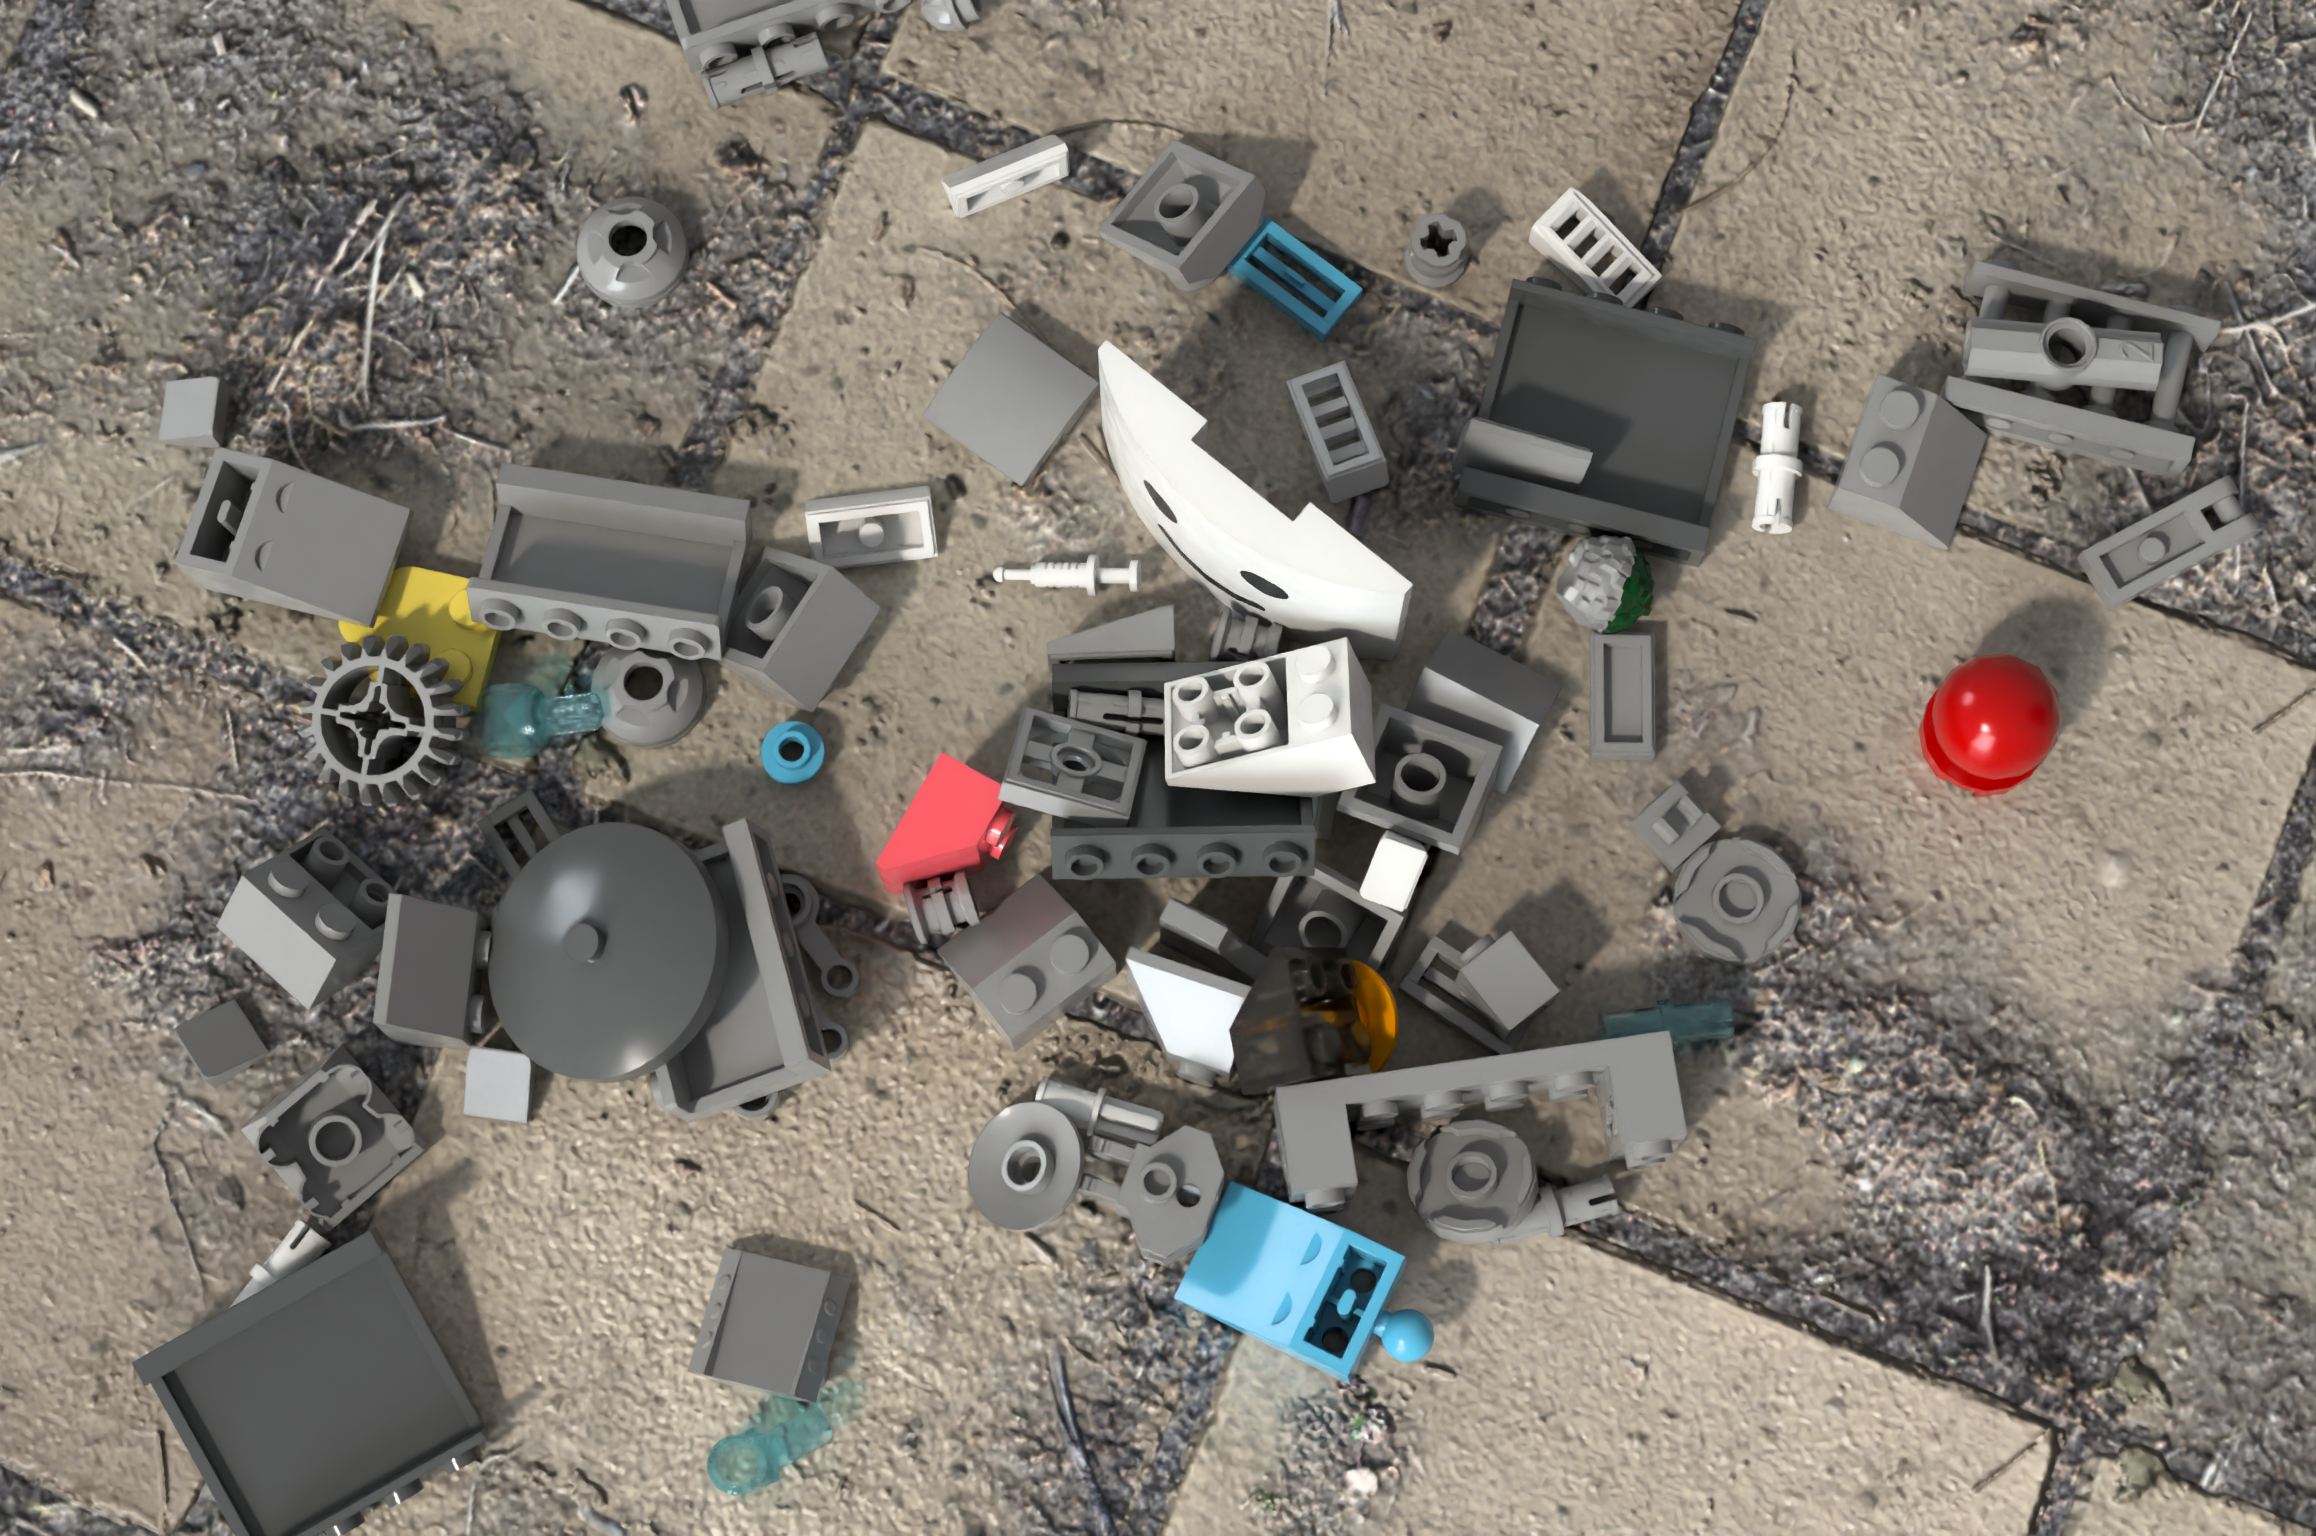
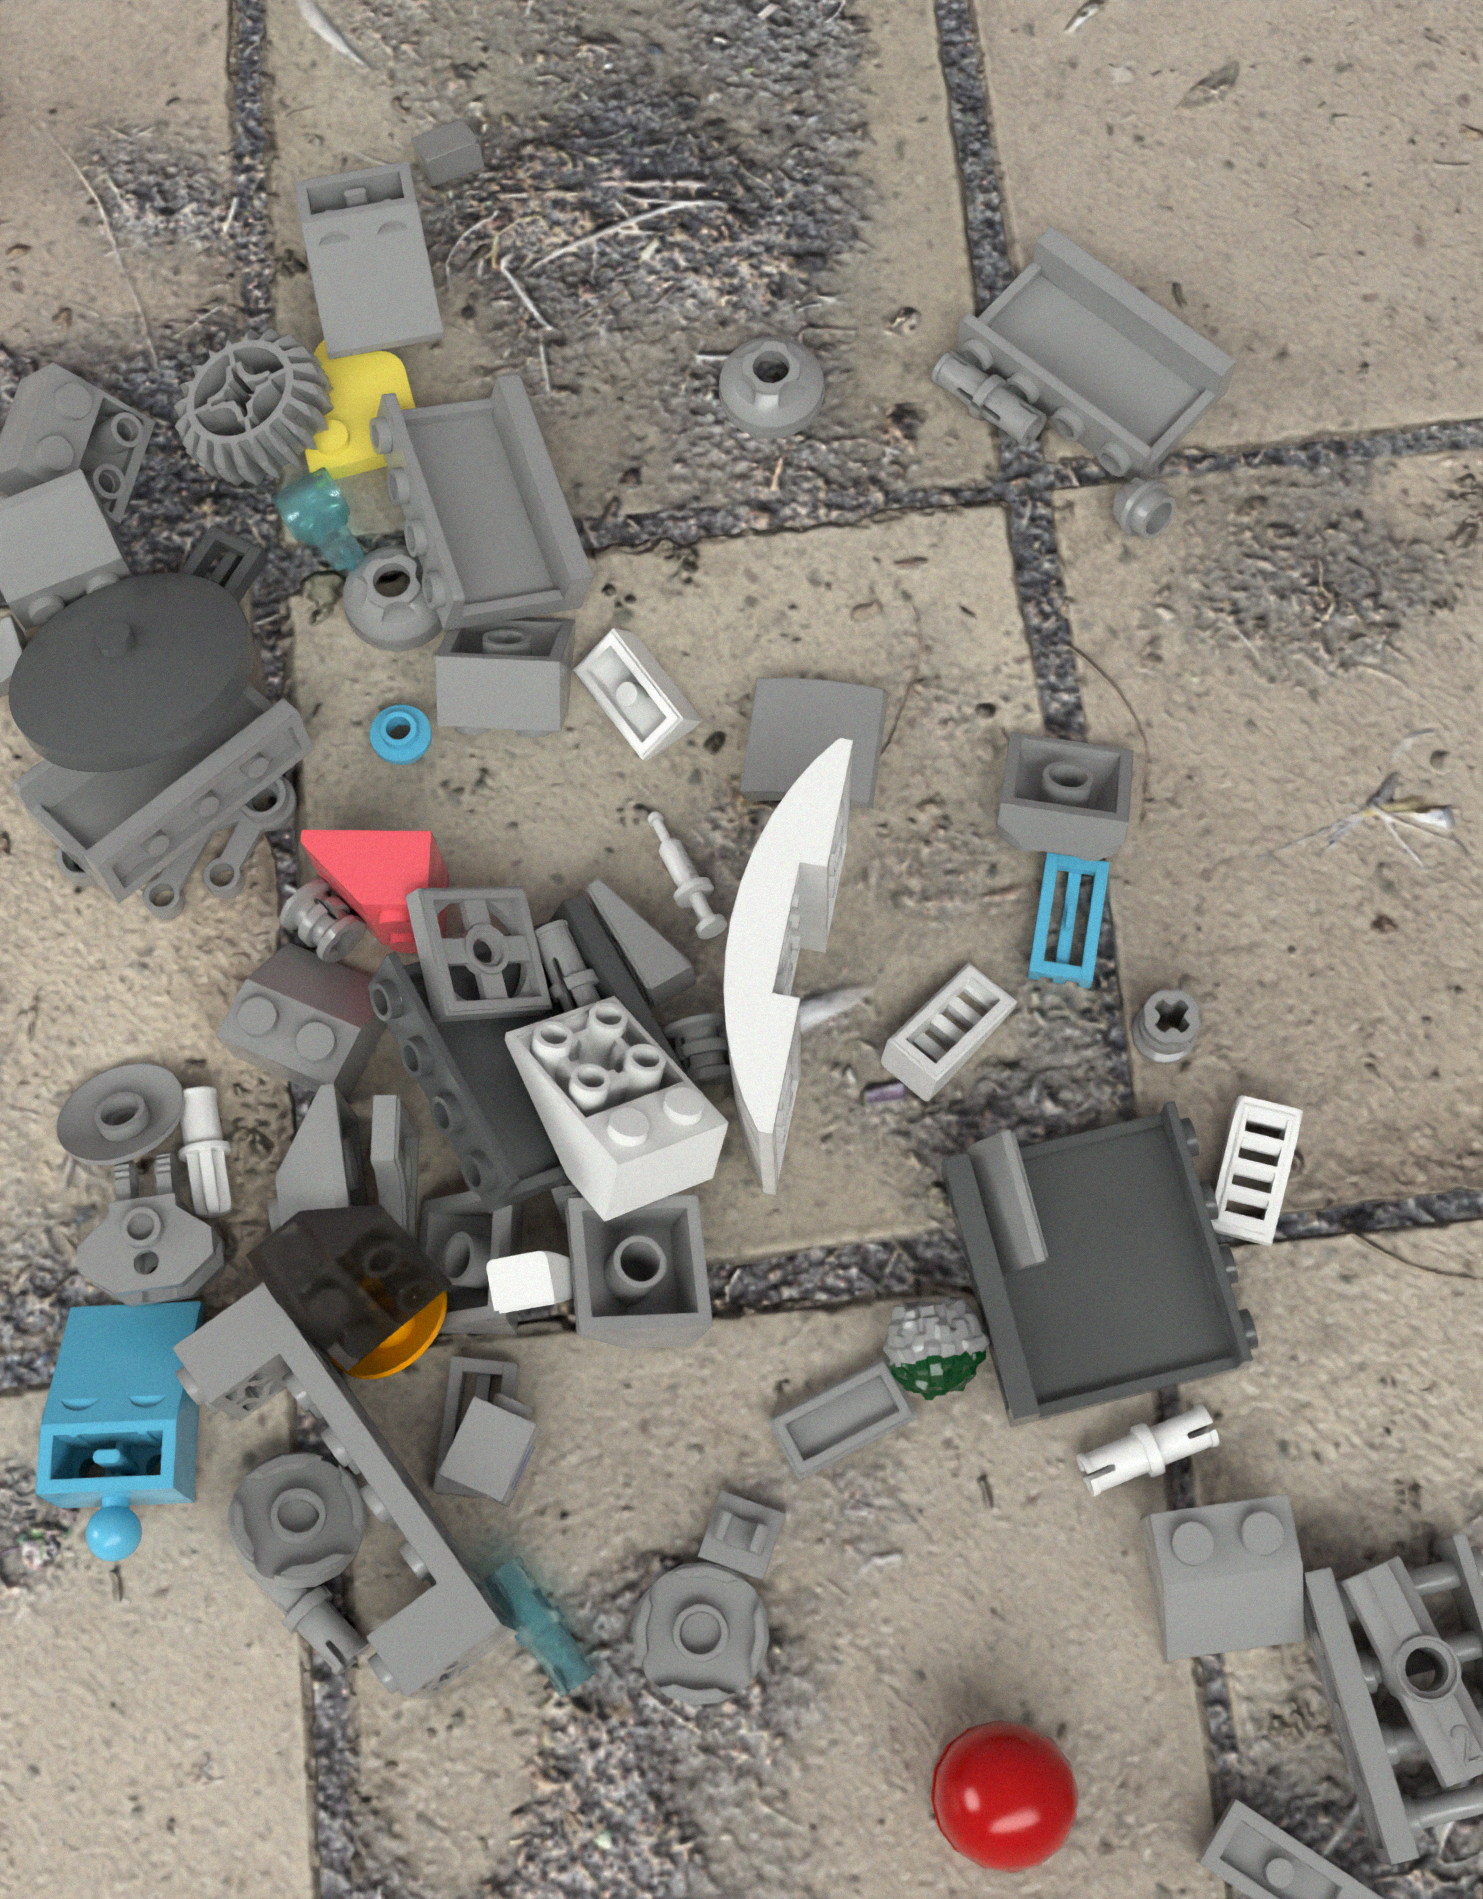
camera: 65 degrees right, 5 degrees down
(1007, 175) = (1014, 634): white slope -> none
(1485, 697) = (762, 1291): light grey slope -> none

